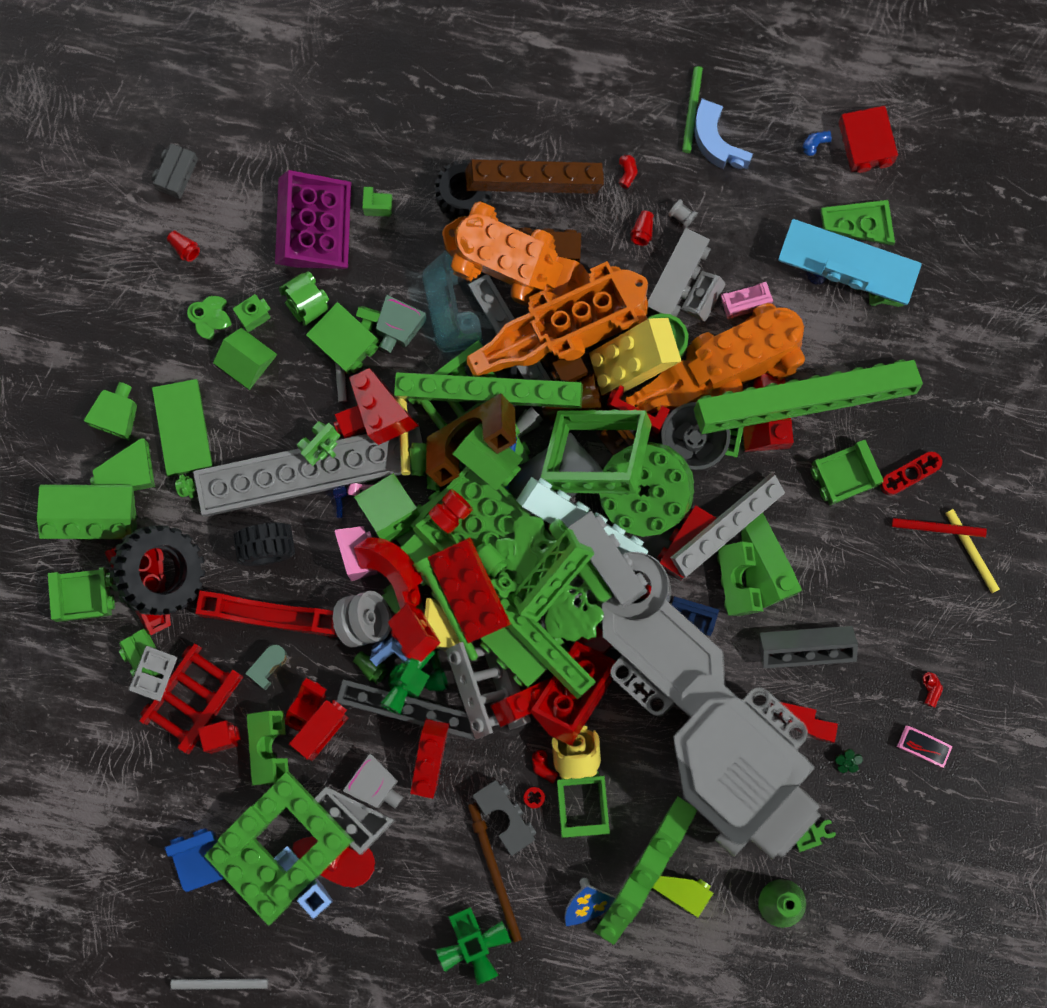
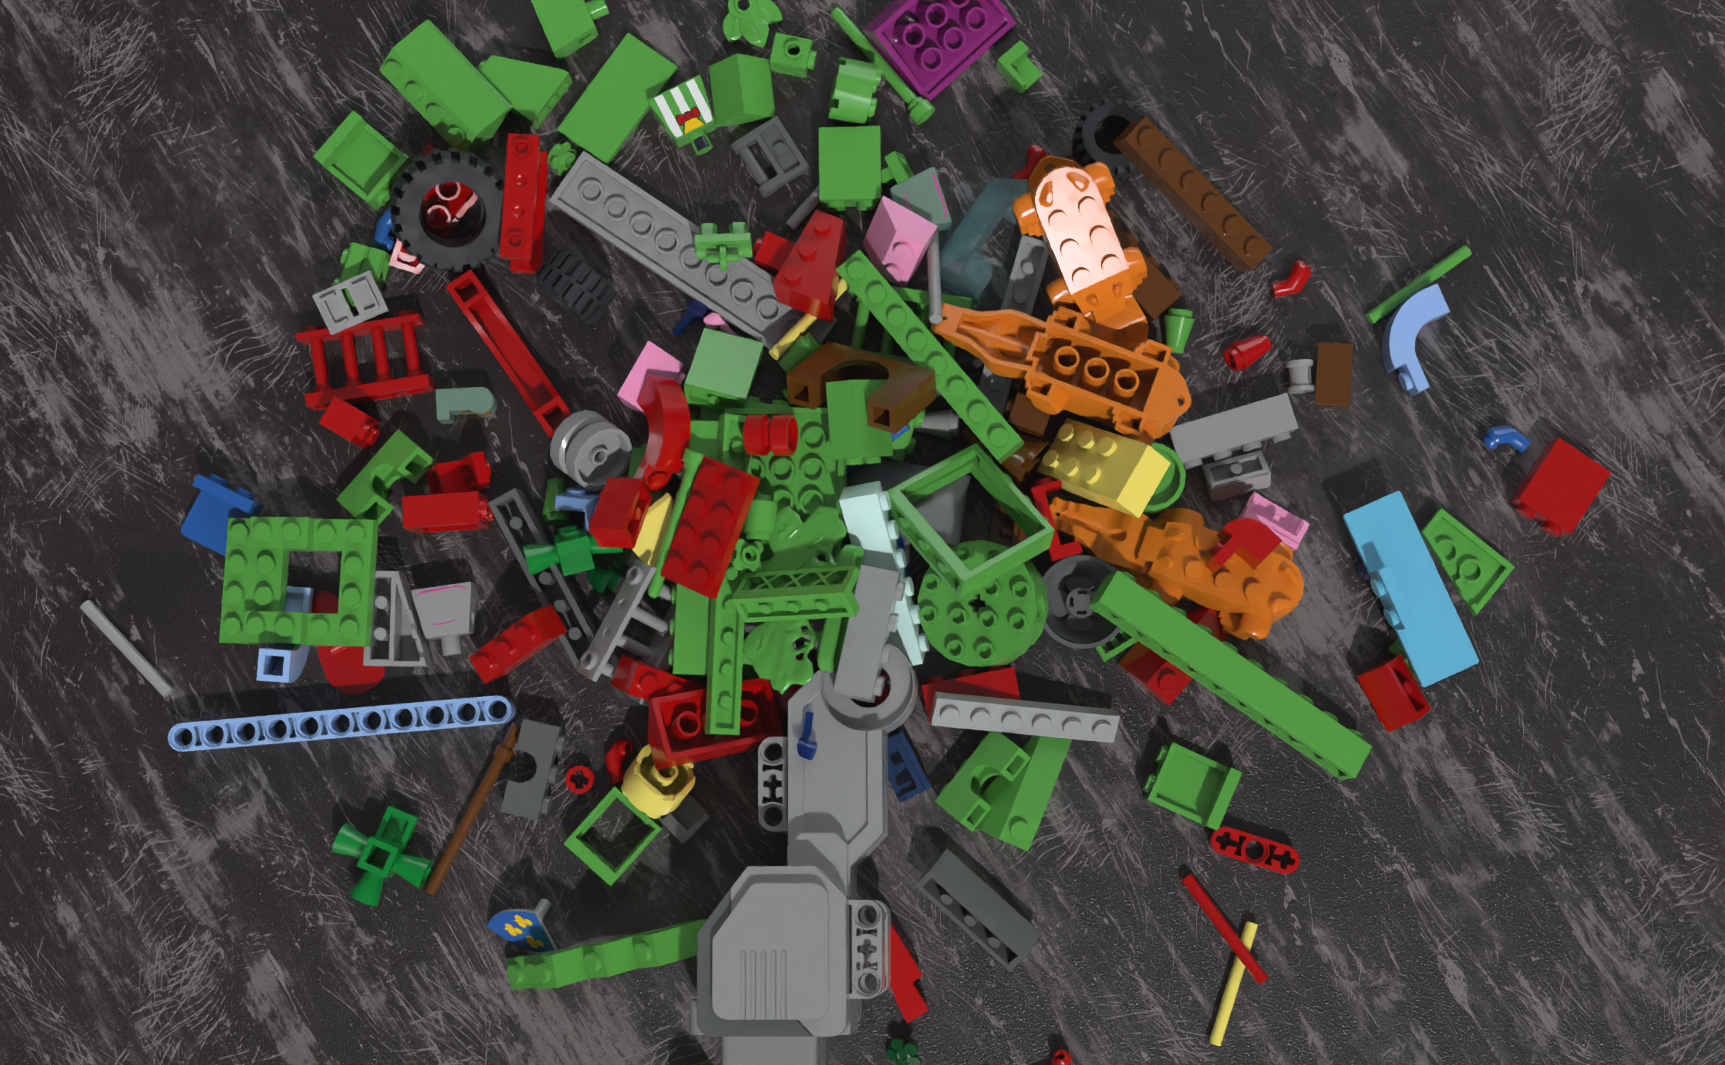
camera: 45 degrees right, 5 degrees up
(126, 618) = (383, 227): none -> blue arm
(192, 528) = (524, 203): none -> red fence
(228, 398) = (685, 114): none -> torso
(295, 368) = (778, 150): none -> dark grey plate
(337, 944) = (327, 723): none -> light blue beam
(345, 274) = (919, 108): none -> bright green piece
(407, 350) = (897, 241): none -> bright pink slope
(435, 240) = (1034, 155): none -> red arm
(446, 349) = (934, 282): none -> light grey bar
(596, 251) = (1177, 328): none -> bright green cone
(611, 759) = (686, 819): none -> dark grey panel
(638, 649) = (804, 746): none -> clear blue hand
(685, 892) = (624, 1012): lime slope -> none
(699, 196) = (1333, 375): none -> reddish brown hinge
(745, 318) = (1247, 539): none -> red brick
(896, 323) = (1393, 693): none -> red brick

